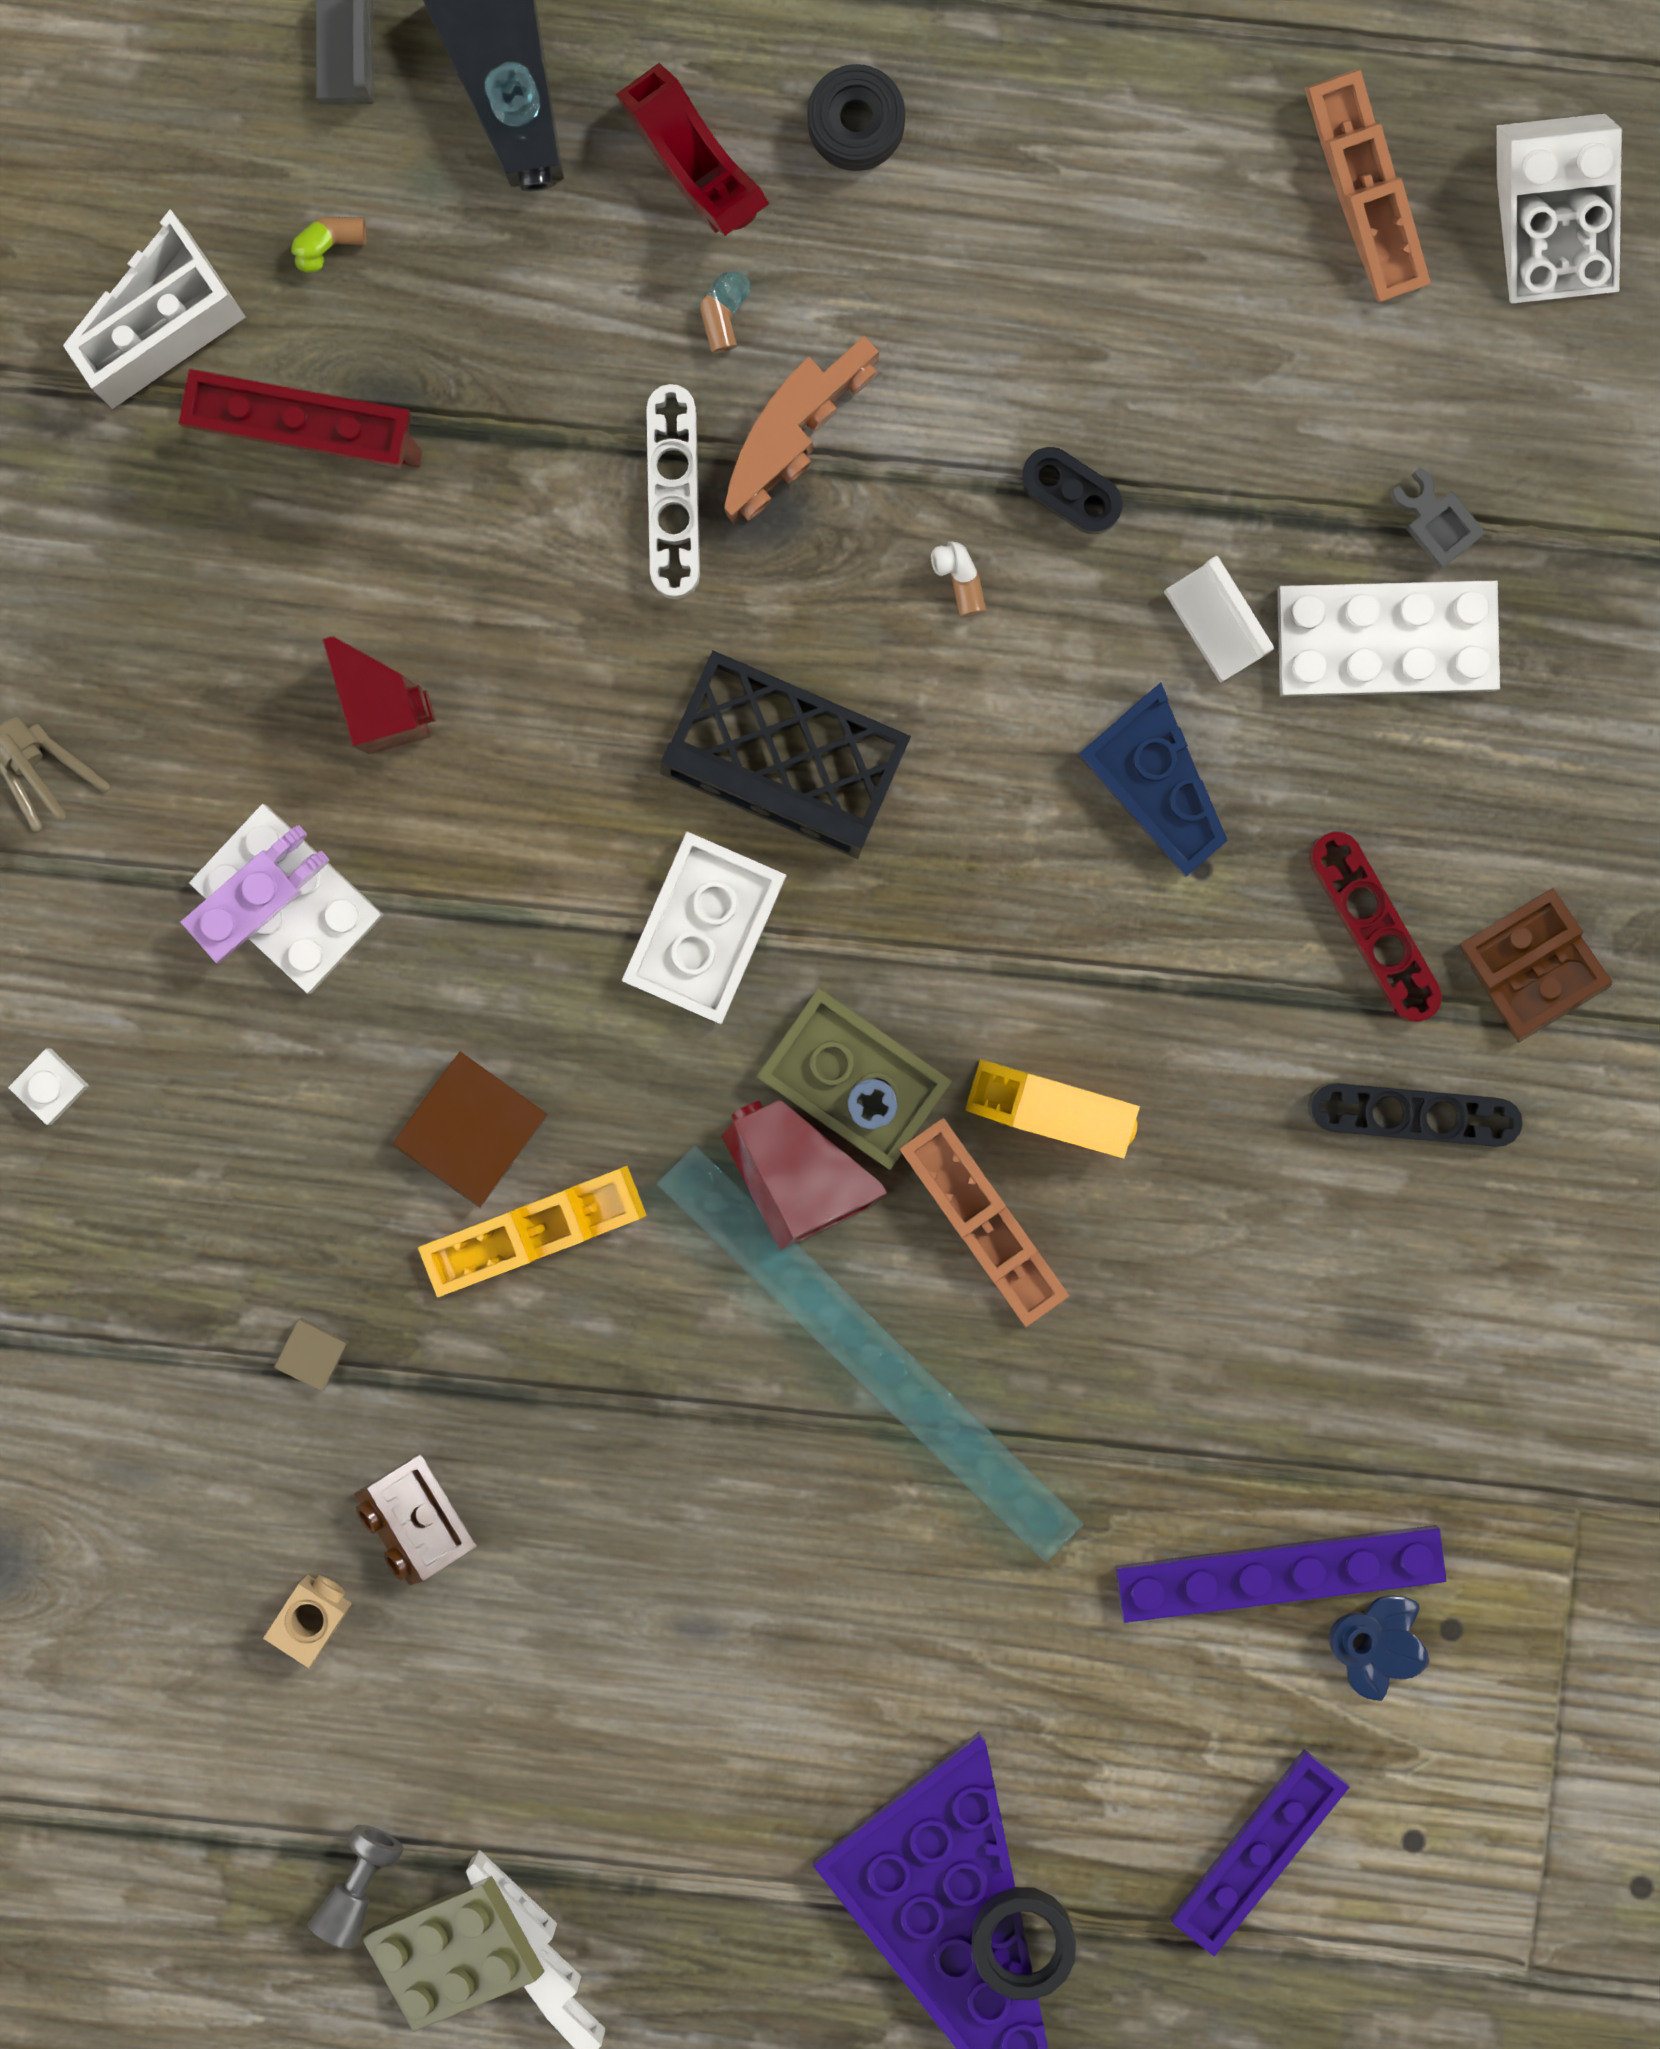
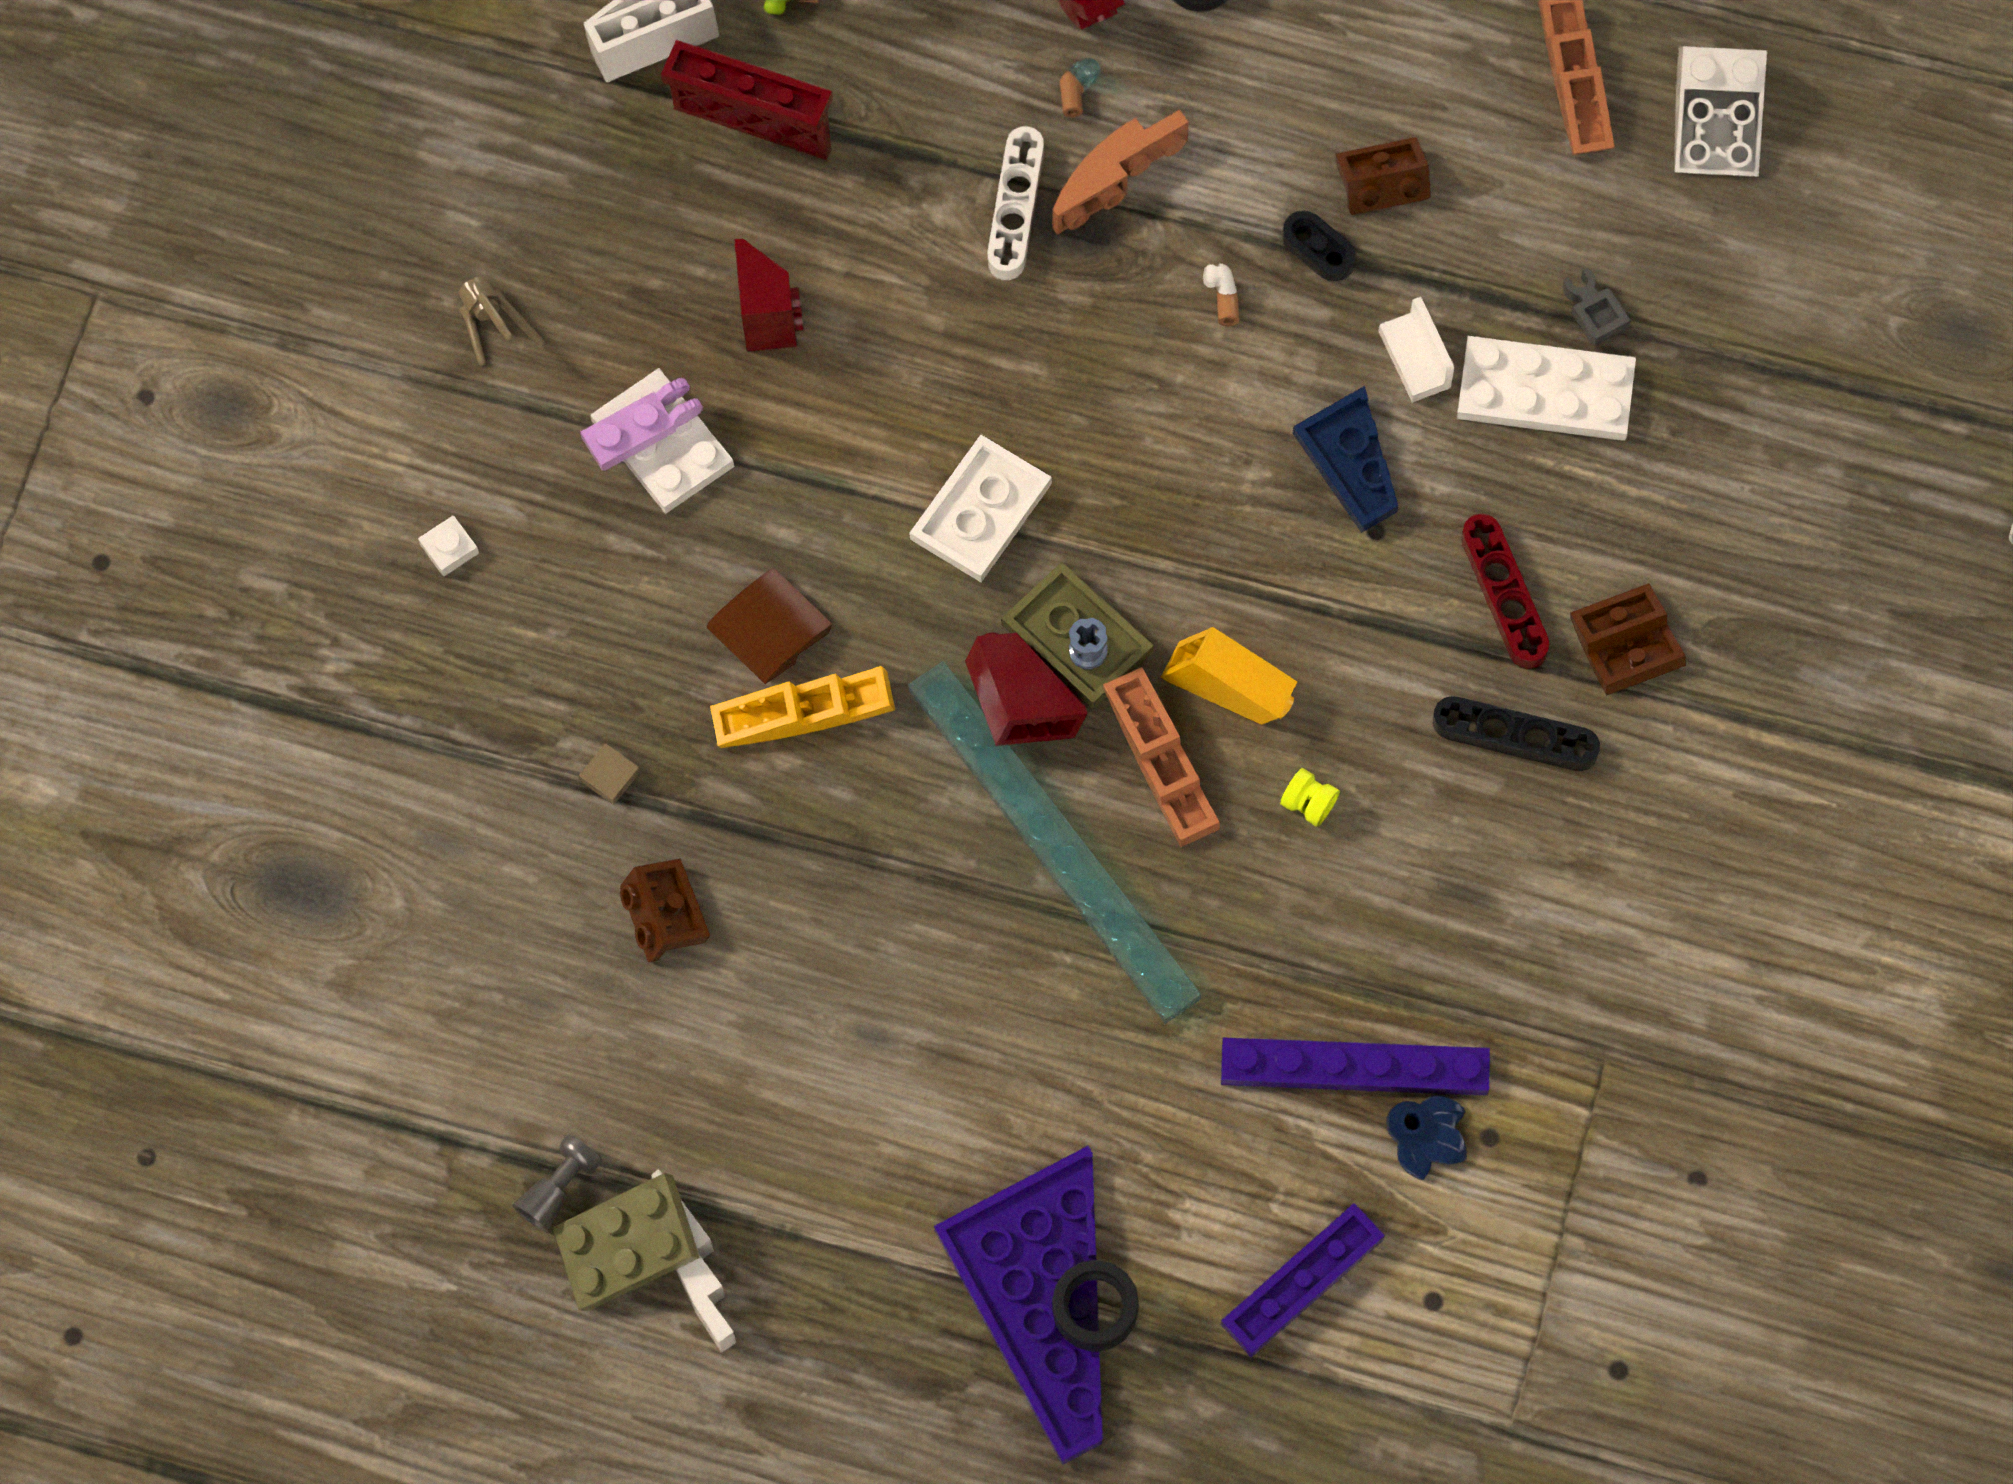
camera: 10 degrees right, 20 degrees down
(292, 1635) = (560, 986): tan brick -> none
(767, 797) = (1041, 418): black fence -> none
(1140, 374) = (1384, 175): none -> reddish brown bracket
(1176, 1246) = (1309, 797): none -> neon yellow wheel

